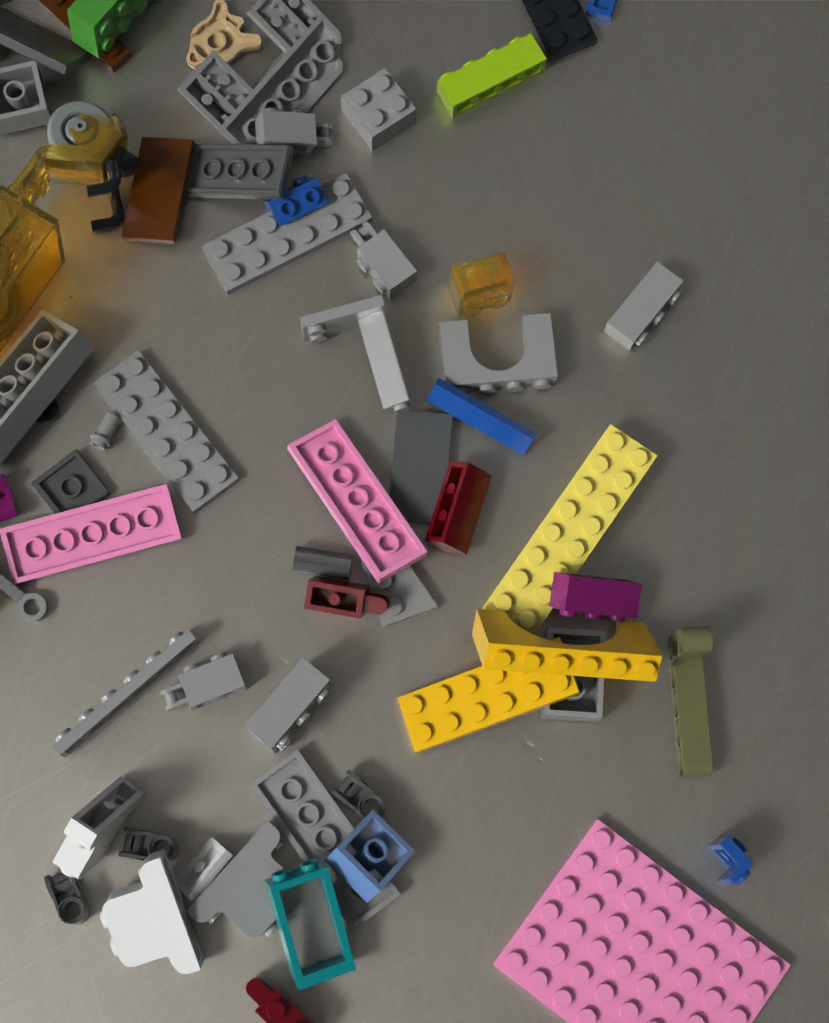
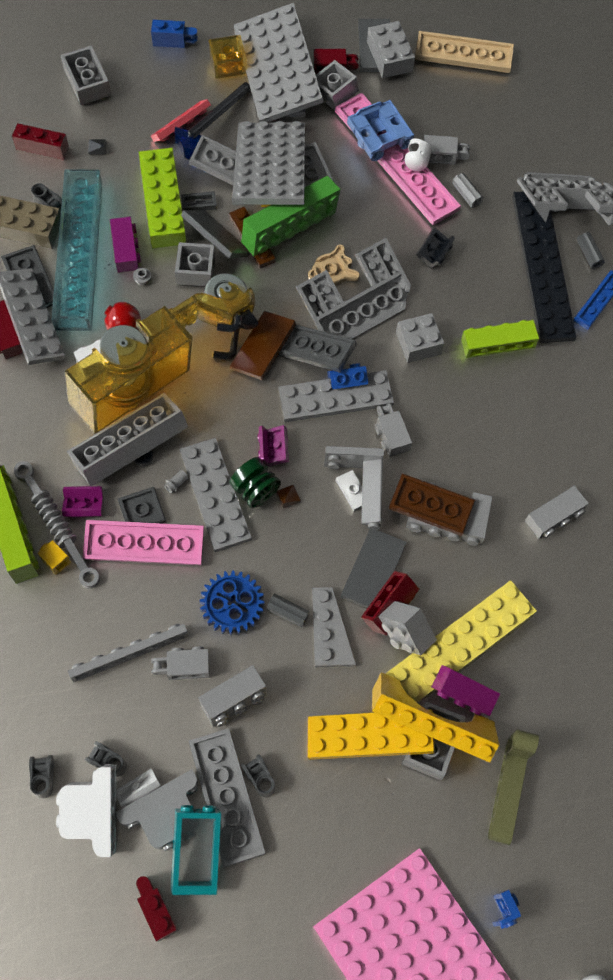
camera: 20 degrees right, 10 degrees down
(95, 828) = (75, 733): white brick -> none
(214, 396) = (255, 482): none -> dark green wheel
(224, 335) = (273, 445): none -> magenta bracket
(235, 602) = (242, 588): none -> blue gear
(268, 401) = (288, 496): none -> reddish brown slope
(292, 129) = (362, 332): light grey brick -> none
(343, 598) = (293, 637): dark red brick -> none
(353, 363) = (351, 489): none -> white plate
(357, 501) = (324, 577): bright pink plate -> none
(370, 856) = (252, 817): medium blue slope -> none
(471, 352) = (431, 504): none -> reddish brown tile
(481, 285) = (451, 464): clear yellow brick -> none
(481, 416) = (424, 548): blue tile -> none
(492, 536) = (407, 628): none -> light grey brick

